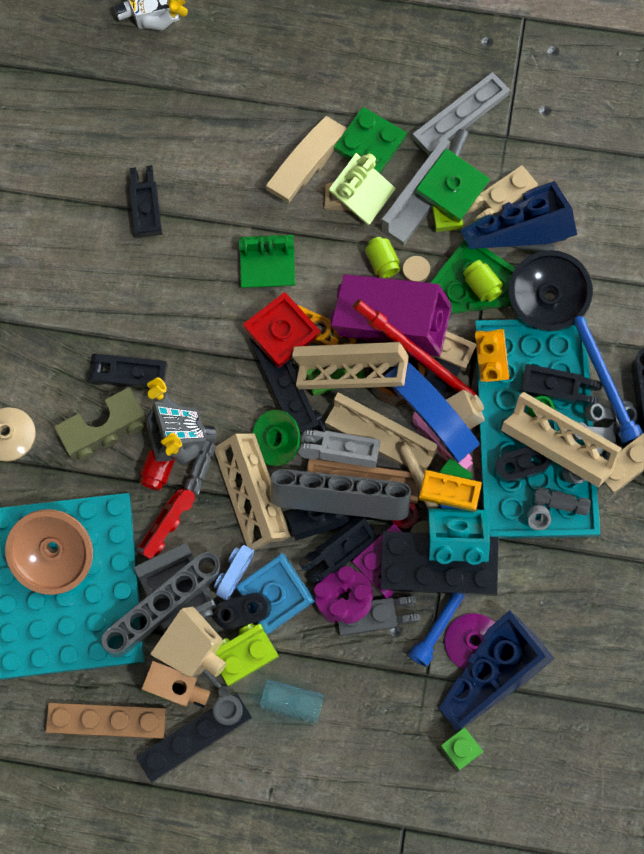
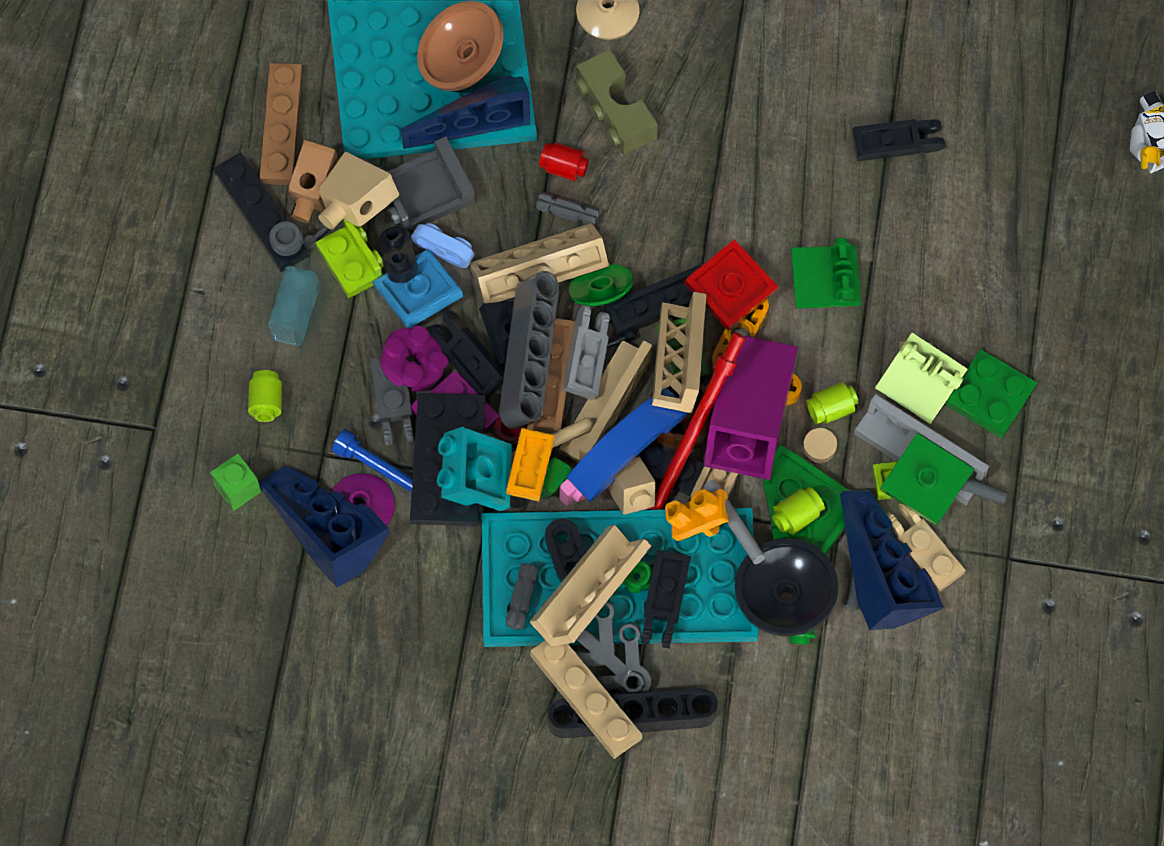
camera: 85 degrees right, 5 degrees down
(106, 520) = (485, 110): none -> dark blue wedge
(125, 371) = (681, 130): black plate -> none
(165, 522) = (501, 173): red hinge -> none
(167, 591) = (397, 152): dark grey beam -> none
(175, 429) = (607, 173): torso -> none
(306, 159) = (960, 315): tan slope -> none
(377, 726) = (265, 395): none -> lime brick
(461, 113) = (1034, 500): light grey plate -> none
(505, 323) = (739, 528): none -> light grey bar
(545, 518) = (498, 562): light grey hinge -> none
(628, 429) = (611, 675): blue piece -> none

